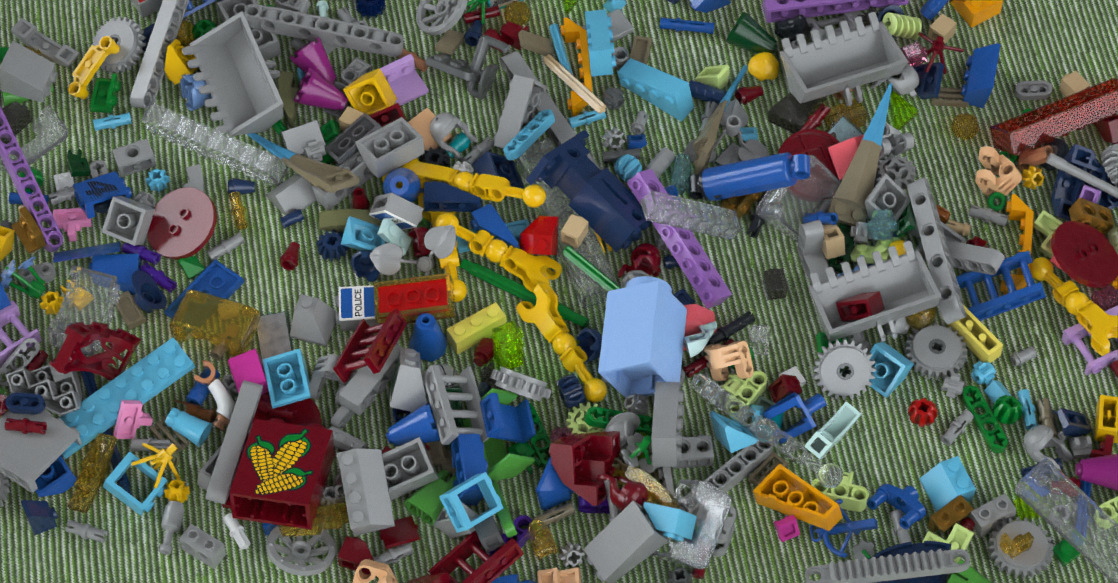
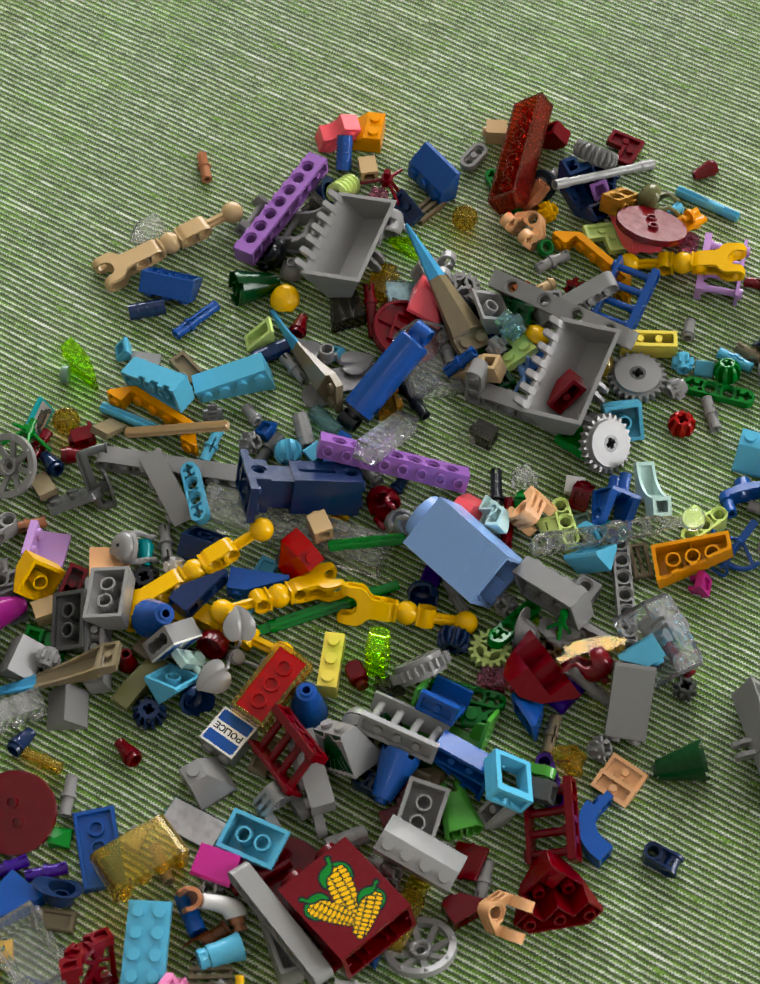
camera: 50 degrees left, 0 degrees up
(292, 218) = (91, 725): dark blue pin -> none

